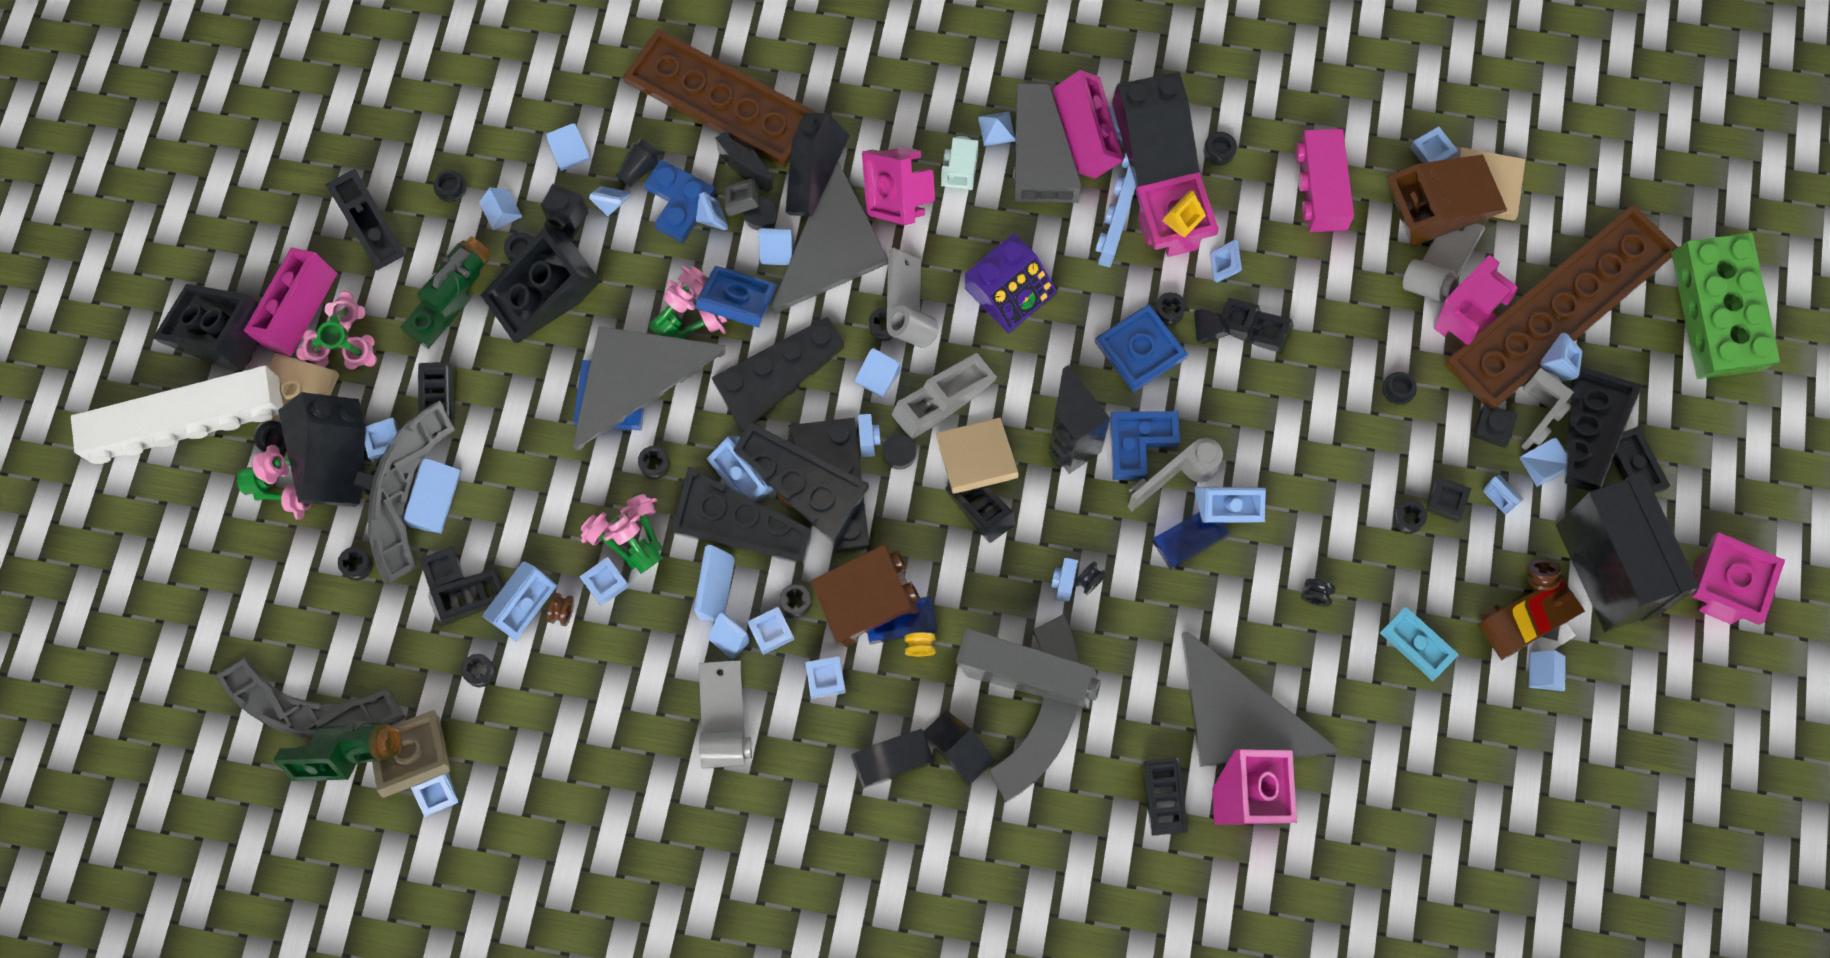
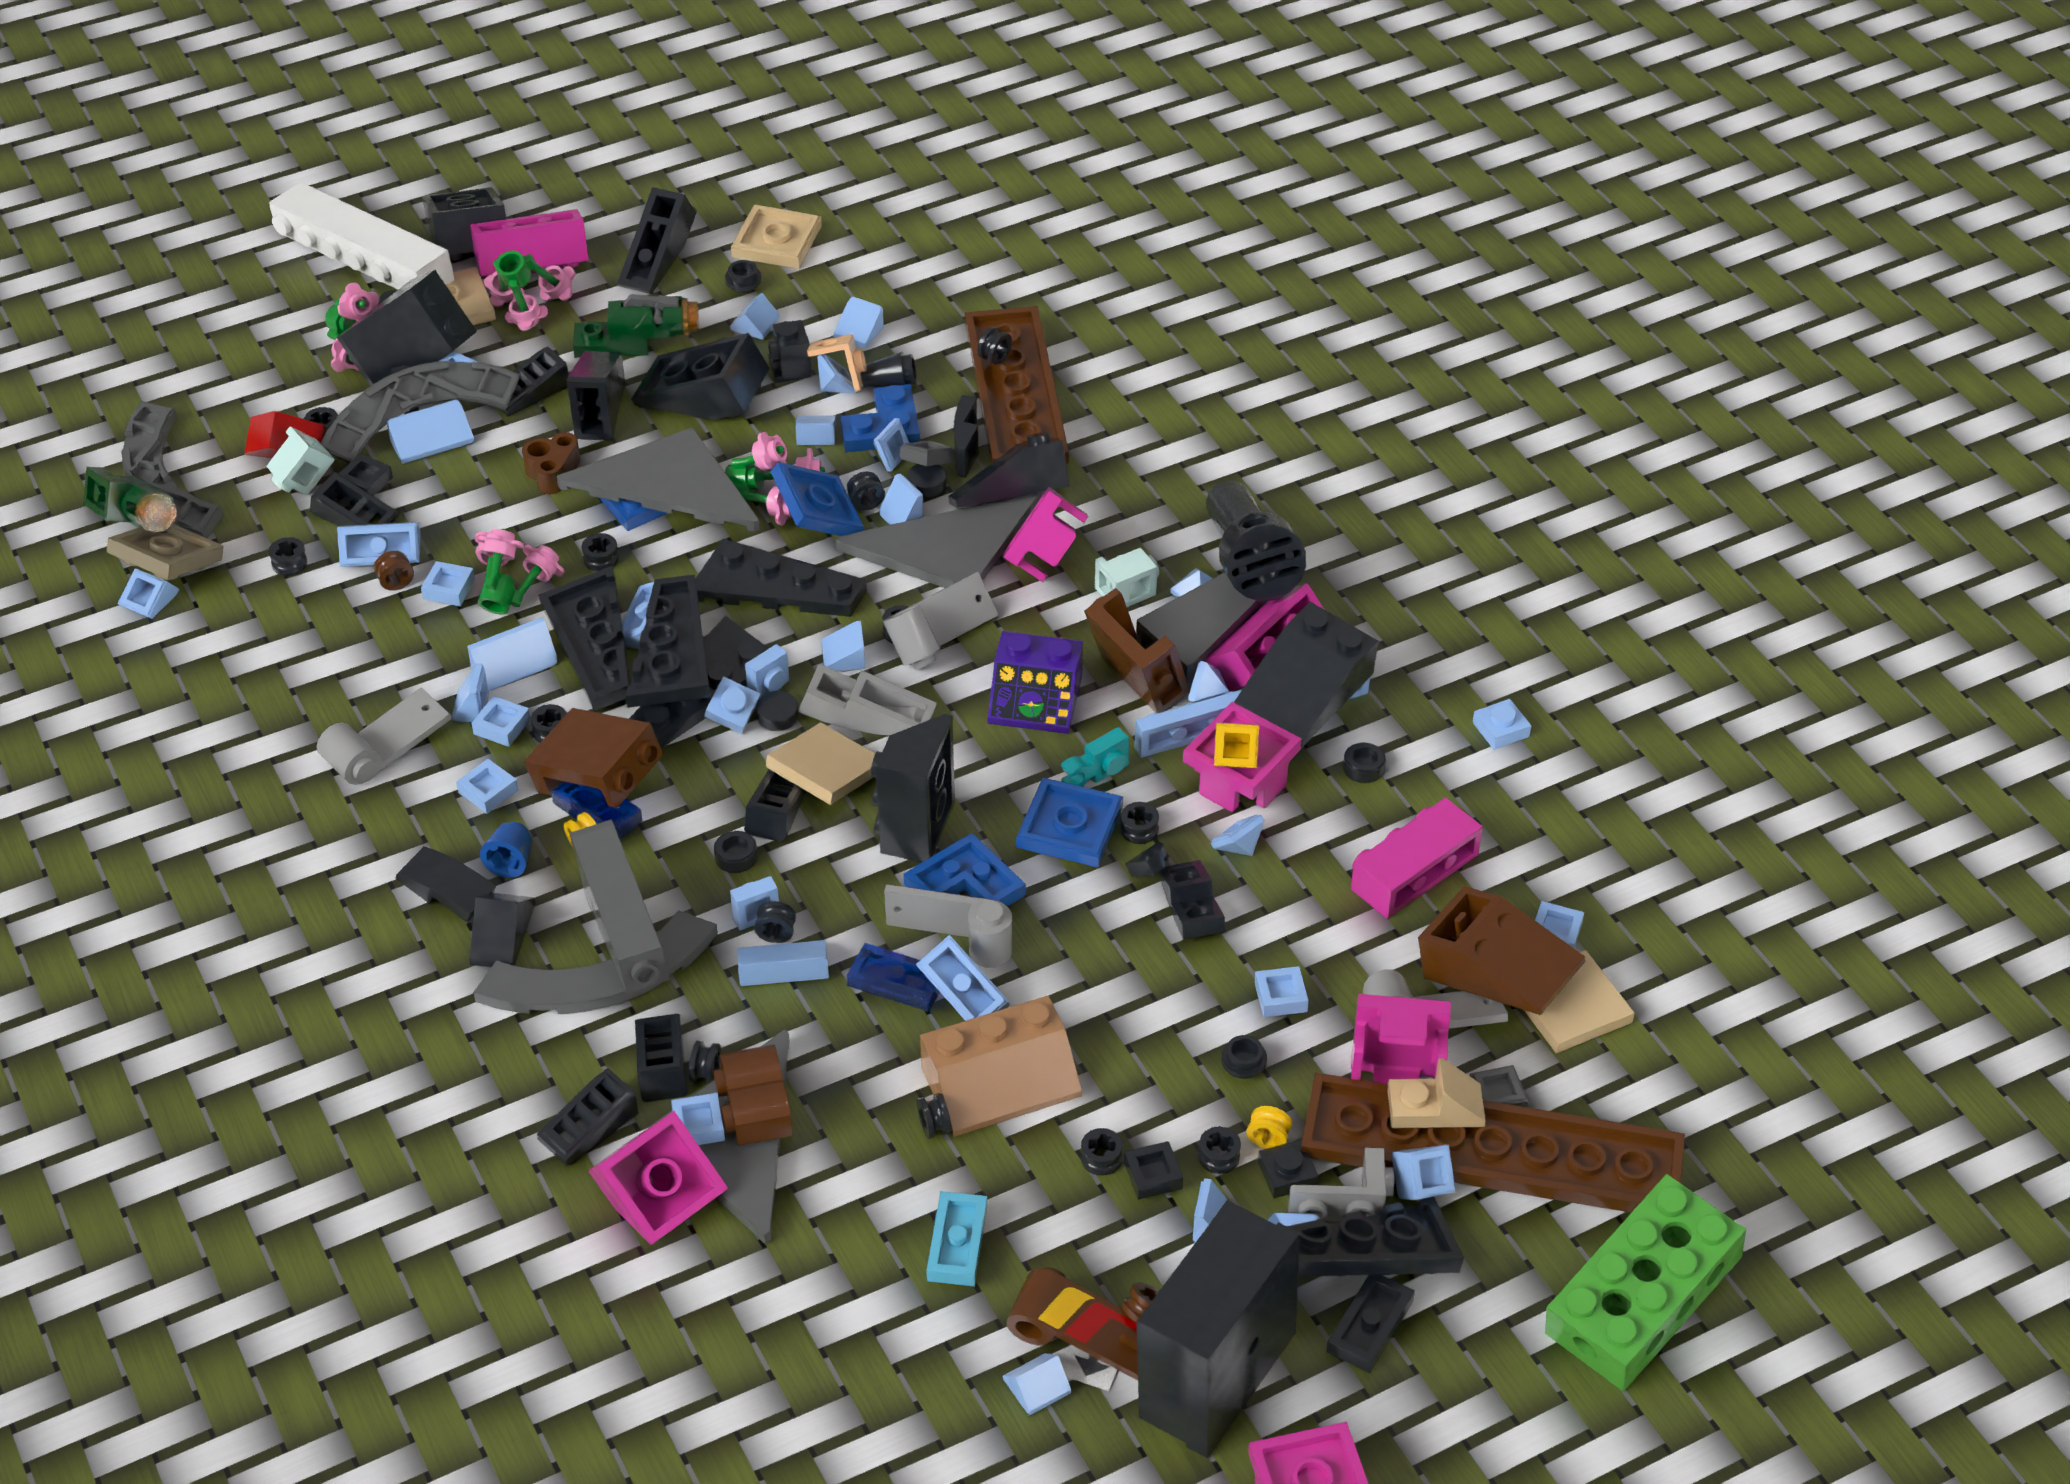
camera: 50 degrees right, 25 degrees down
(353, 601) = (269, 433): none -> red slope
(395, 605) = (299, 462): none -> light aqua brick
(422, 135) = (776, 236): none -> tan tile
(496, 360) = (596, 394): none -> black slope
(541, 433) = (549, 458): none -> reddish brown piece
(608, 178) = (855, 357): none -> light nougat bracket
(648, 245) = (815, 430): none -> light blue slope
(685, 84) = (994, 345): none -> black bush
(743, 258) = (867, 499): none -> black bush
(879, 476) = (732, 705): none -> light blue plate
(896, 699) = (507, 850): none -> blue hat
(1003, 560) = (735, 852): none -> black tile
(1043, 78) = (1256, 546): none -> black piece
(1045, 216) = (1152, 672): none -> reddish brown panel
(1100, 188) = (1207, 683): none -> light blue slope
(1107, 290) = (1101, 759): none -> teal plate
(1120, 593) = (782, 963): none -> light blue slope
(1171, 731) = (660, 1060): none -> black slope
(1175, 697) = (704, 1061): none -> black bush
(1229, 733) = (701, 1117): none -> light blue plate
(1237, 687) = (755, 1095): none -> reddish brown brick
(1250, 51) = (1501, 724): none -> light blue plate
(1309, 527) = (1000, 1065): none -> medium nougat slope
(1368, 331) = (1281, 991): none -> light blue plate
(1465, 414) = (1269, 1127): none -> yellow bush
(1466, 448) = (1227, 1141): none -> black bush
(1522, 315) = (1446, 1101): none -> tan slope
(1523, 271) = (1501, 1086): none -> dark grey tile

